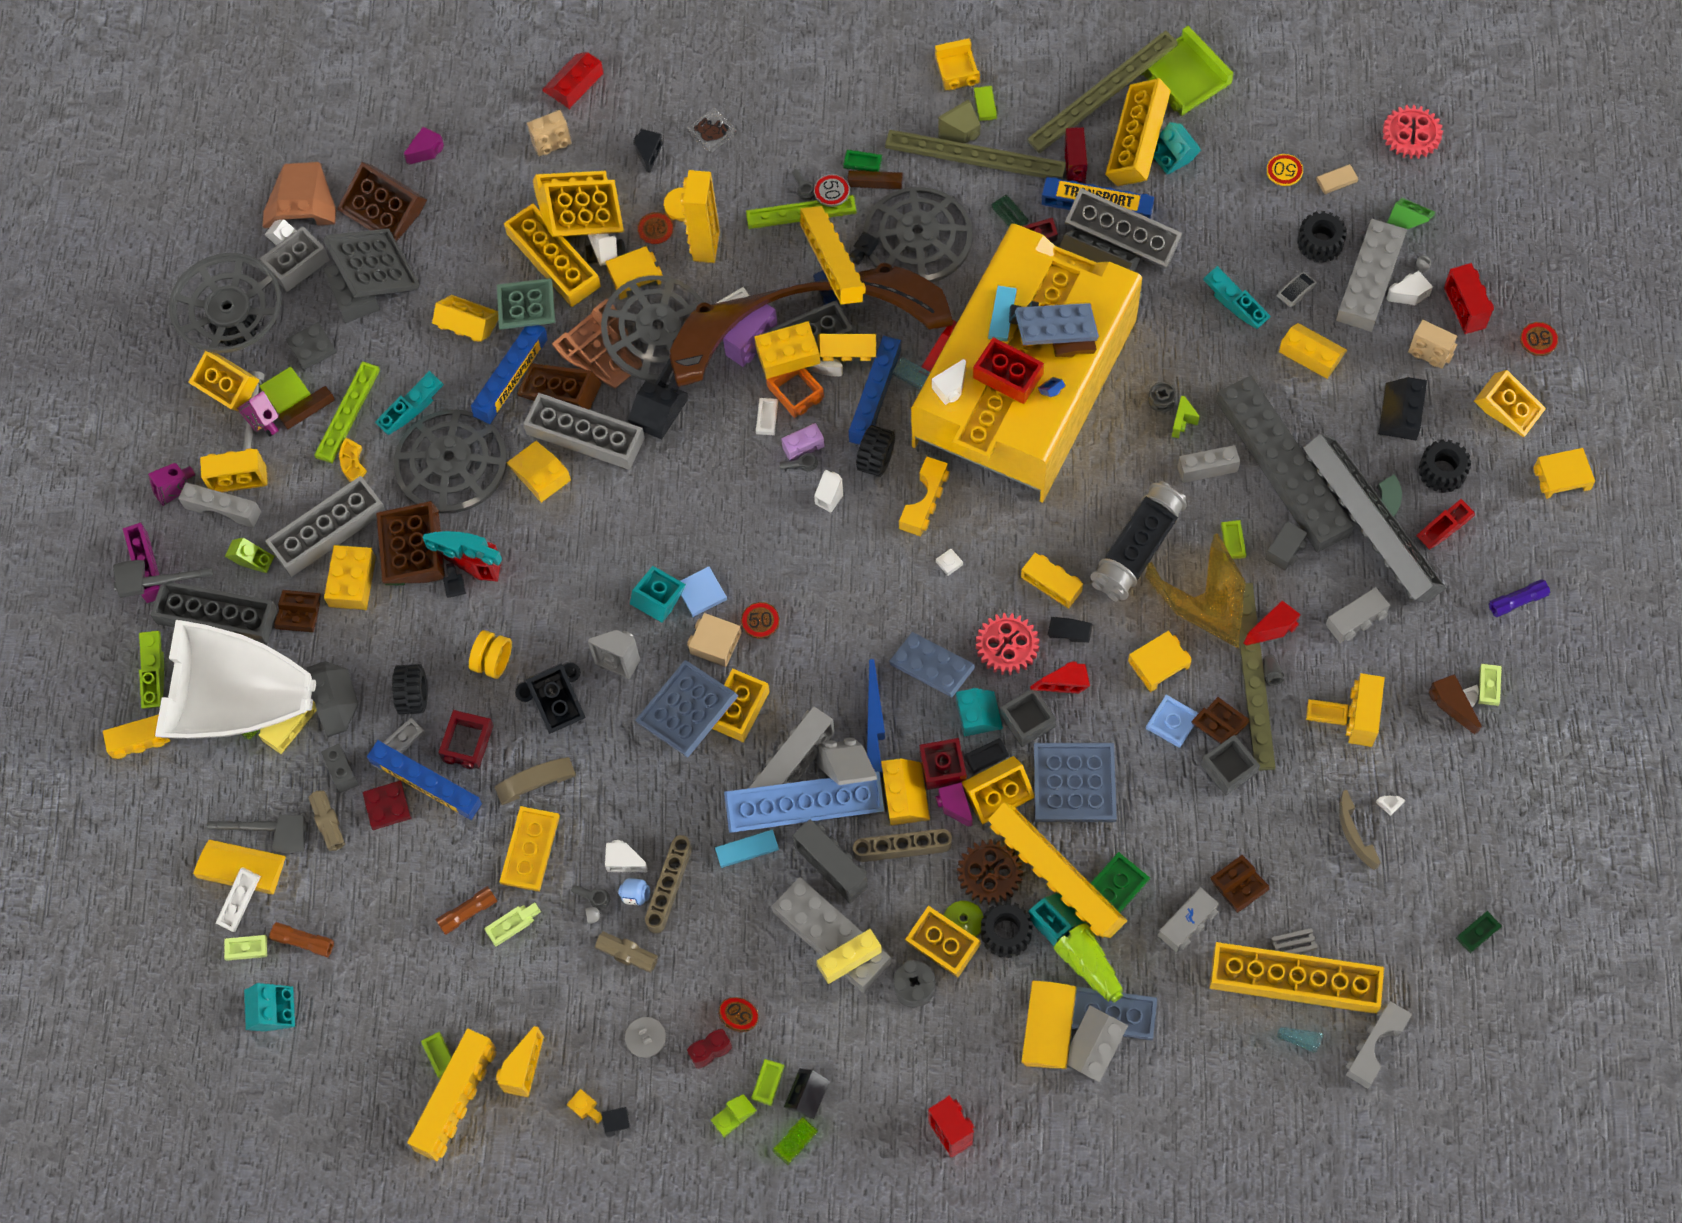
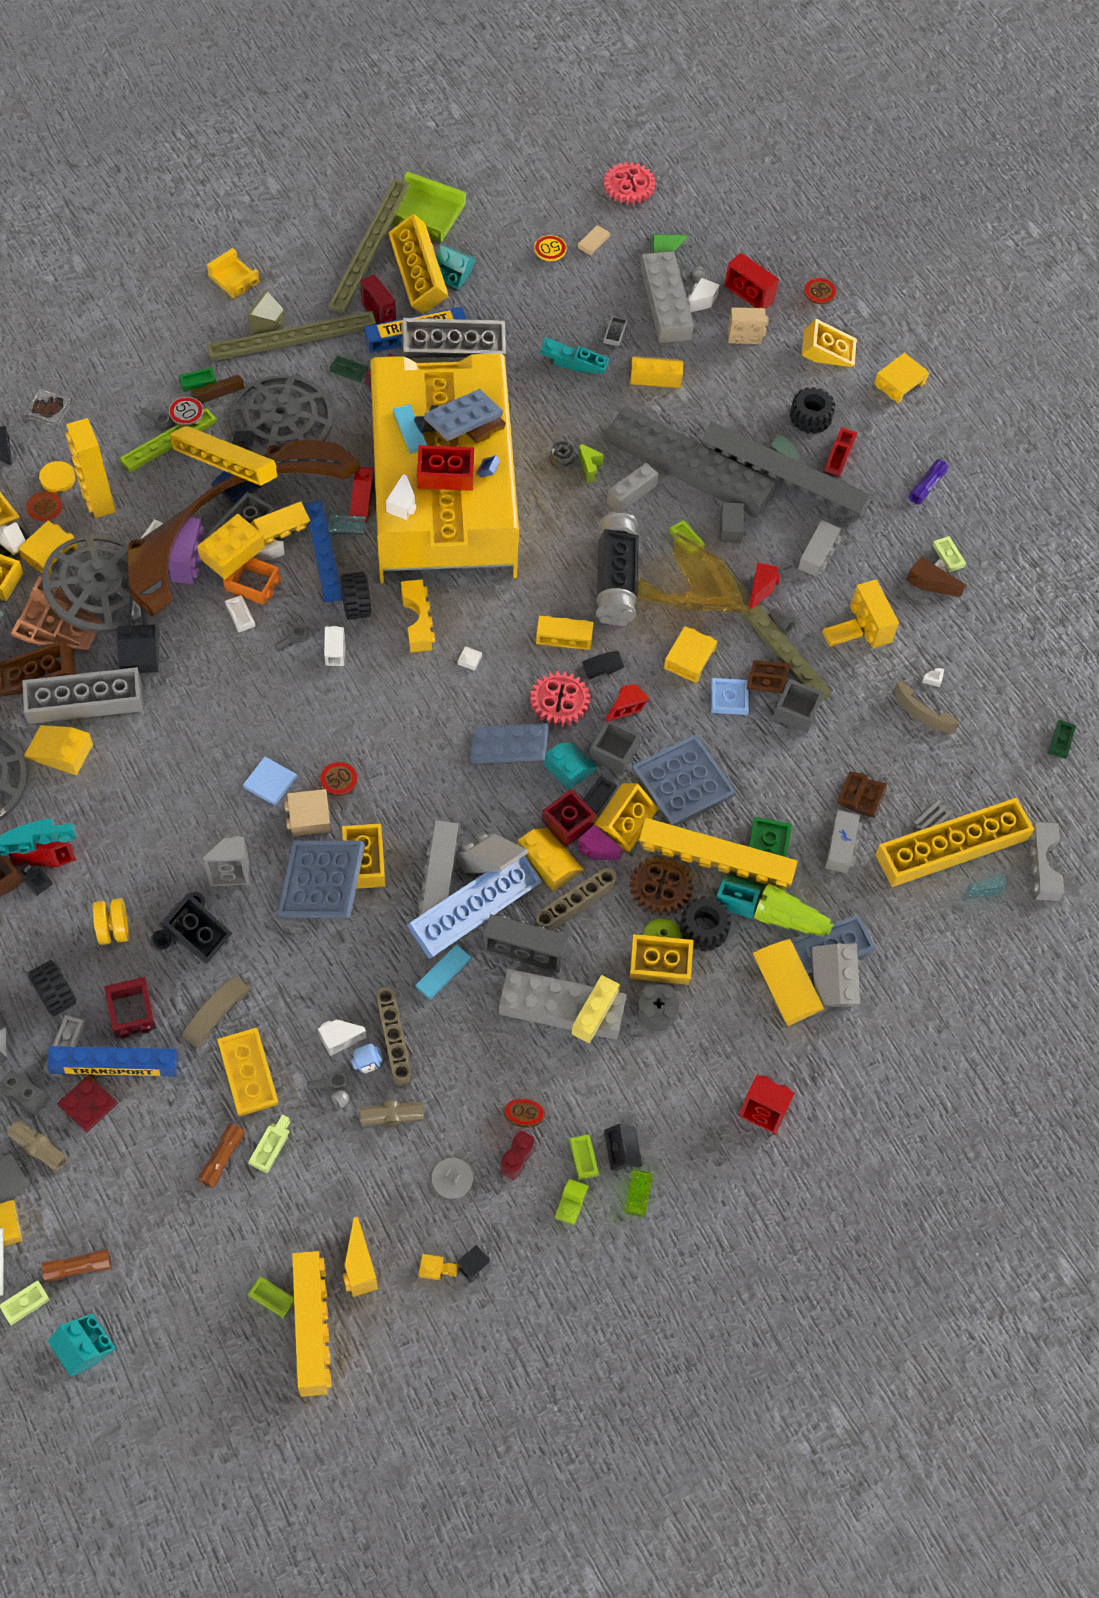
camera: 40 degrees left, 5 degrees down
(656, 594) = (233, 800): teal slope -> none
(802, 442) = (286, 618): lavender brick -> none
(875, 720) = (485, 806): blue slope -> none
(985, 103) = (276, 292): lime tile -> none
(1318, 248) = (611, 284): black tyre -> none
(1403, 408) = (753, 382): black slope -> none

